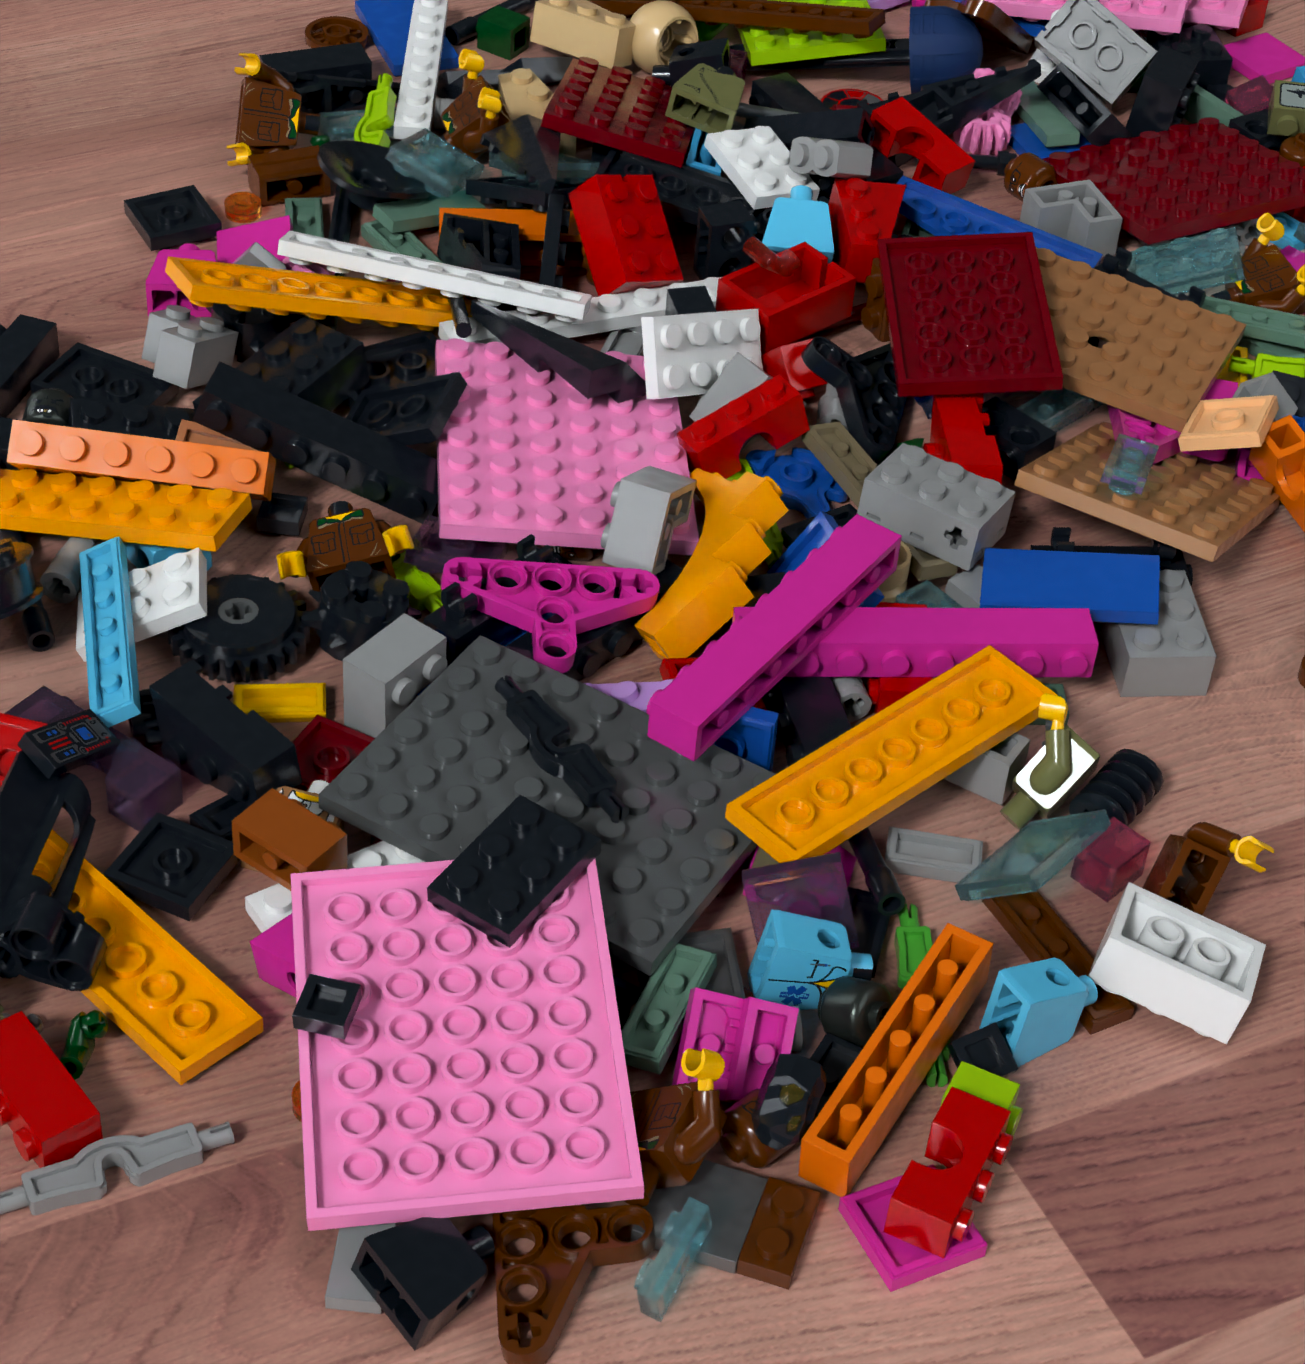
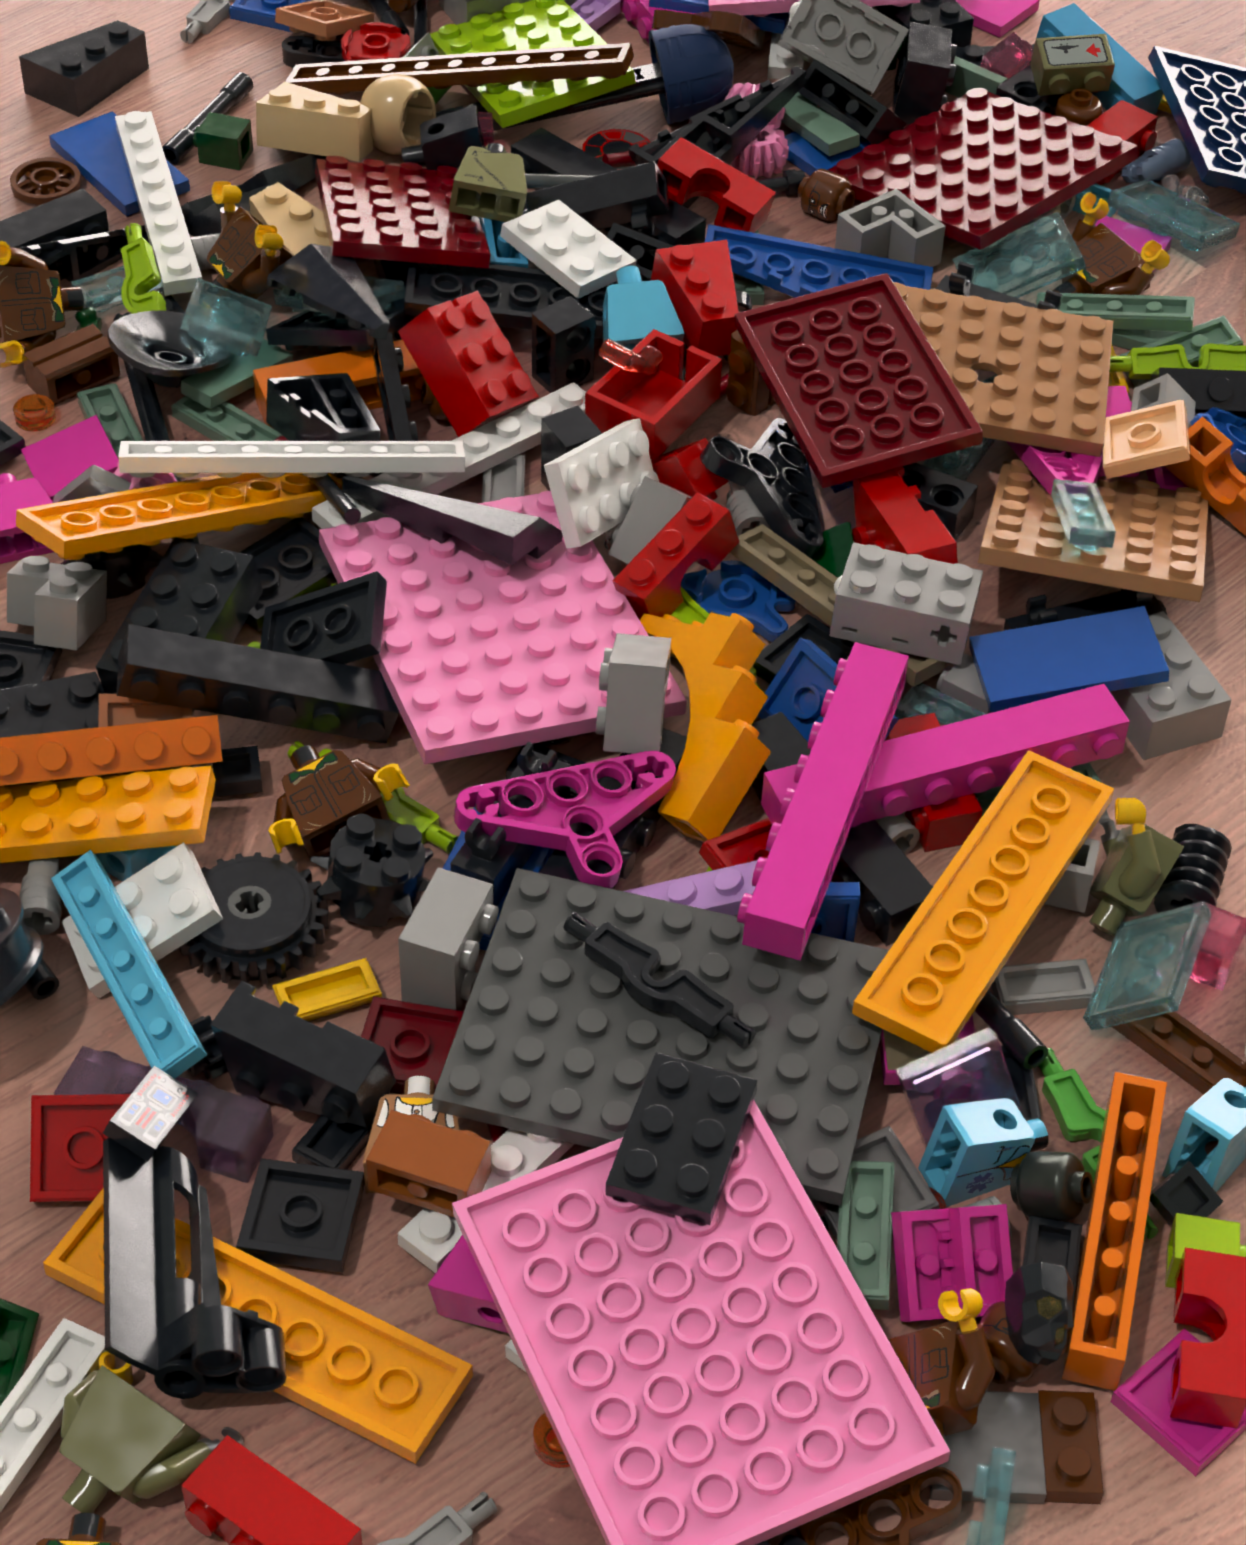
camera: 15 degrees left, 5 degrees up
(81, 1040) = (293, 1453): dark green arm -> none
(327, 1006) = (560, 1348): black plate -> none
(433, 552) = (436, 780): clear purple plate -> none
(831, 158) = (645, 227): light grey brick -> none

